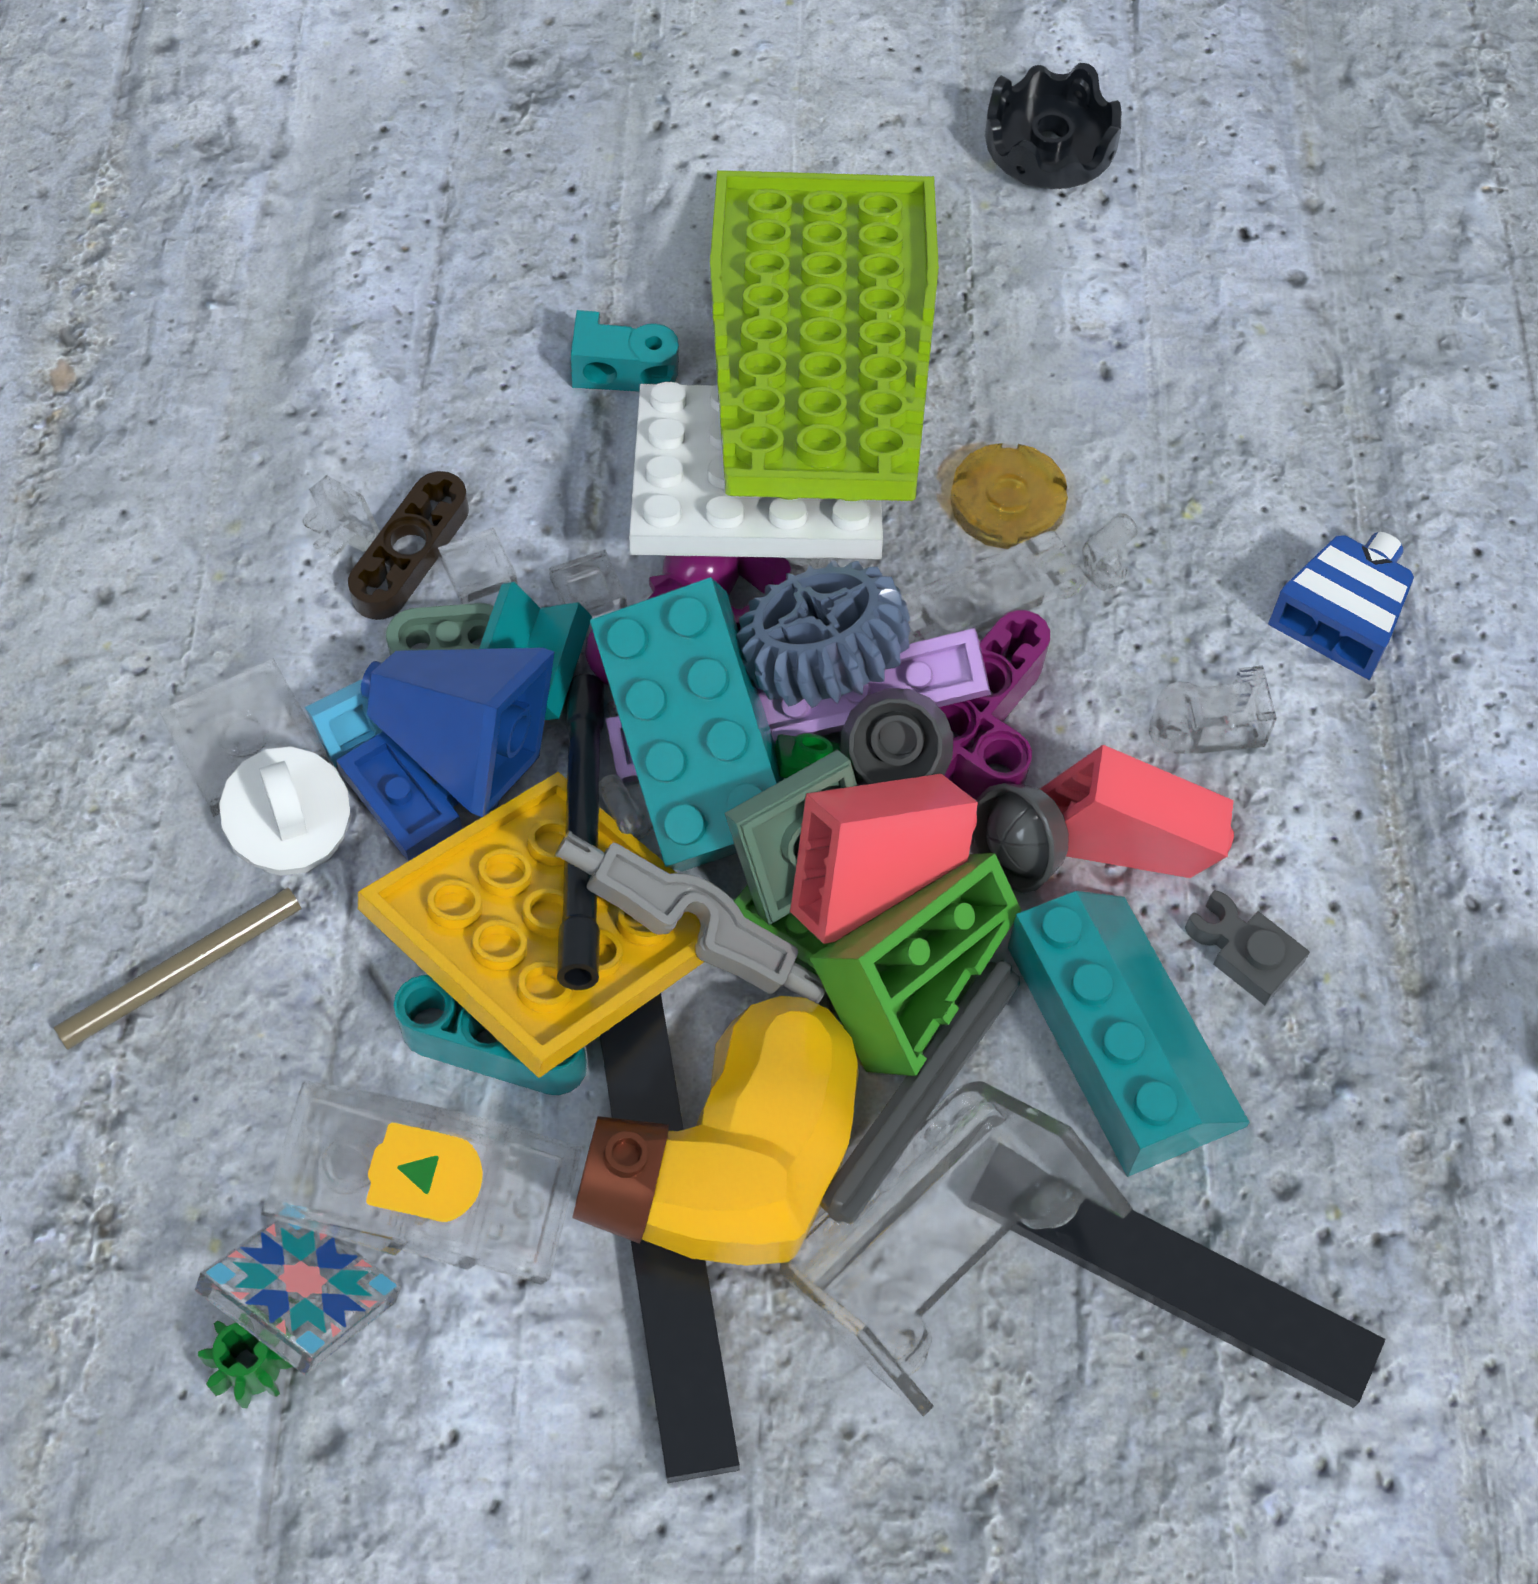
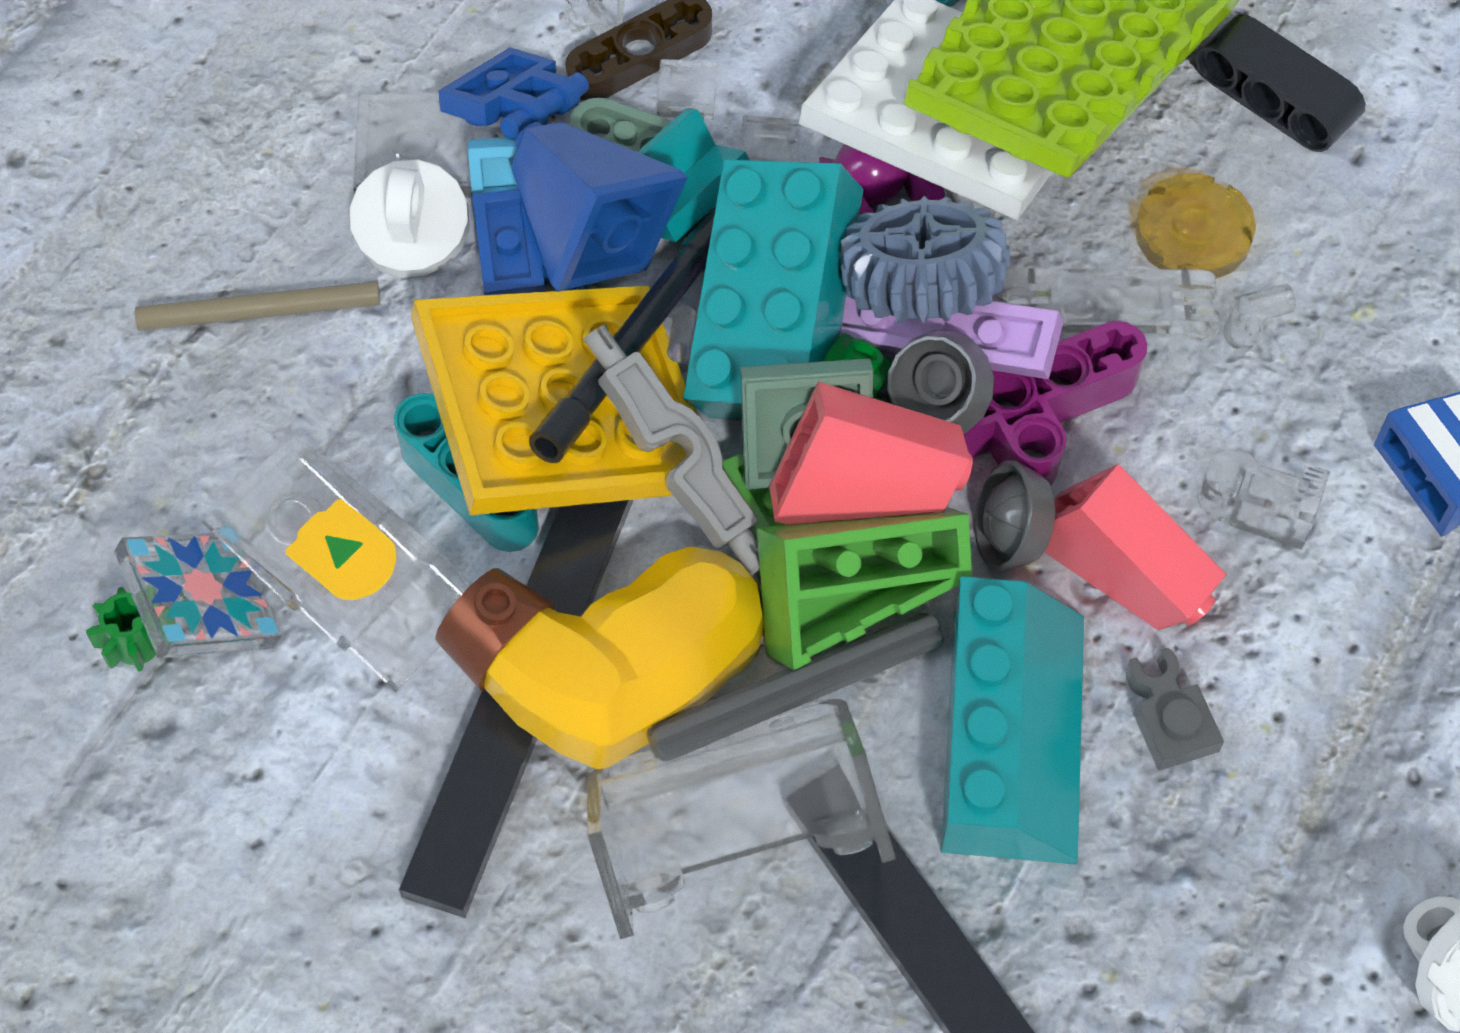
camera: 30 degrees right, 0 degrees up
(307, 642) = (513, 87): none -> blue plate
(1011, 333) = (1280, 83): none -> black beam

